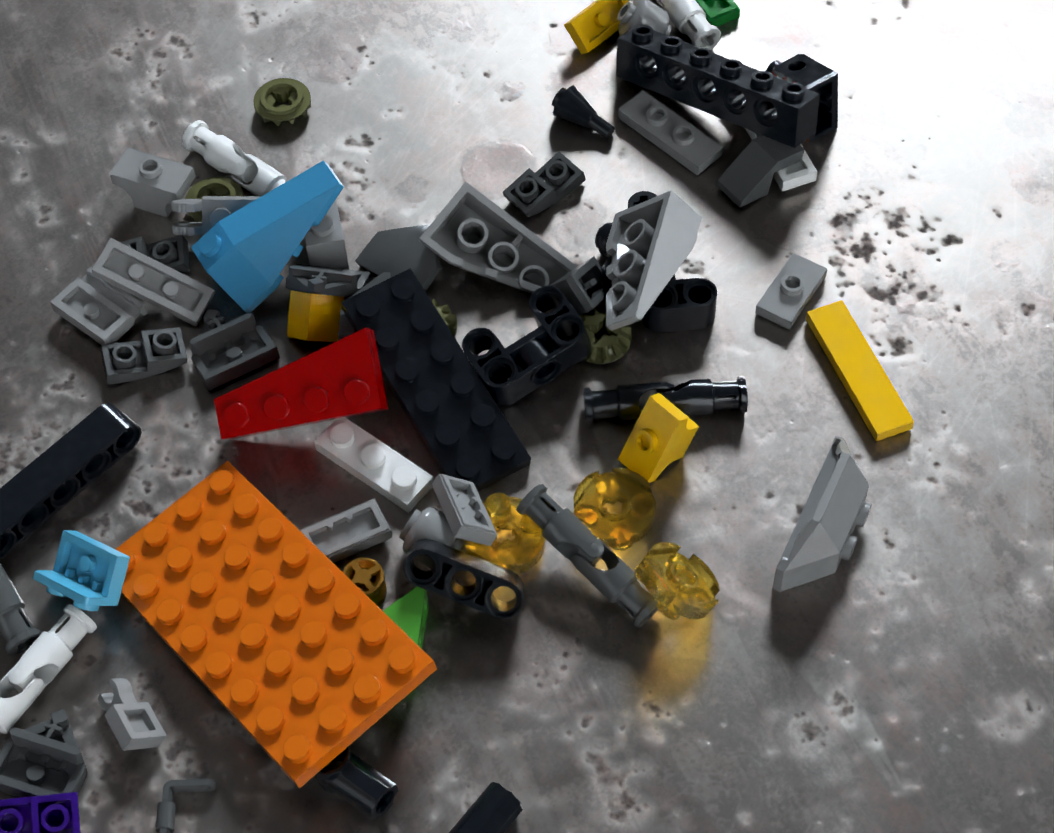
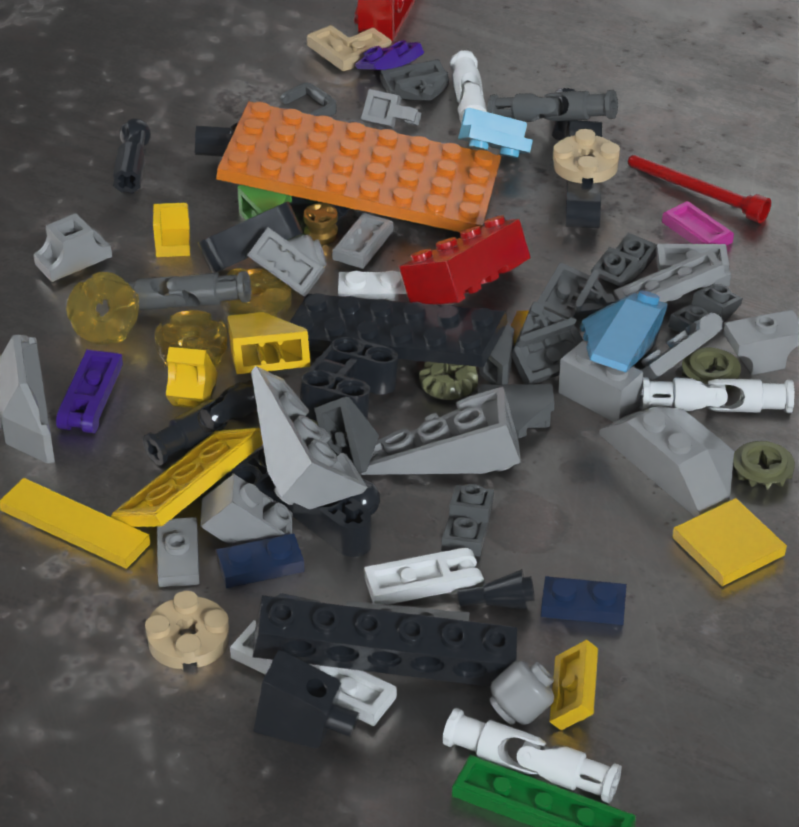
camera: 140 degrees right, 15 degrees down
(33, 358) = (696, 225): none -> dark pink tile
(50, 439) = (586, 157): none -> tan plate
(340, 135) = (676, 455): none -> light grey wedge
(378, 64) = (729, 541): none -> yellow tile
(523, 672) = (171, 229): none -> yellow panel
(524, 81) = (583, 600): none -> dark blue plate
(569, 426) = (267, 343): none -> yellow slope
(624, 154) = (423, 576): none -> white plate
(647, 704) = (70, 248): none -> light grey brick
(728, 269) = (243, 514): none -> light grey slope
(732, 246) = (260, 560): none -> dark blue plate
(739, 332) = (188, 478): none -> yellow tile
(752, 503) = (89, 391): none -> dark purple plate
(833, 200) = (183, 613): none -> tan plate

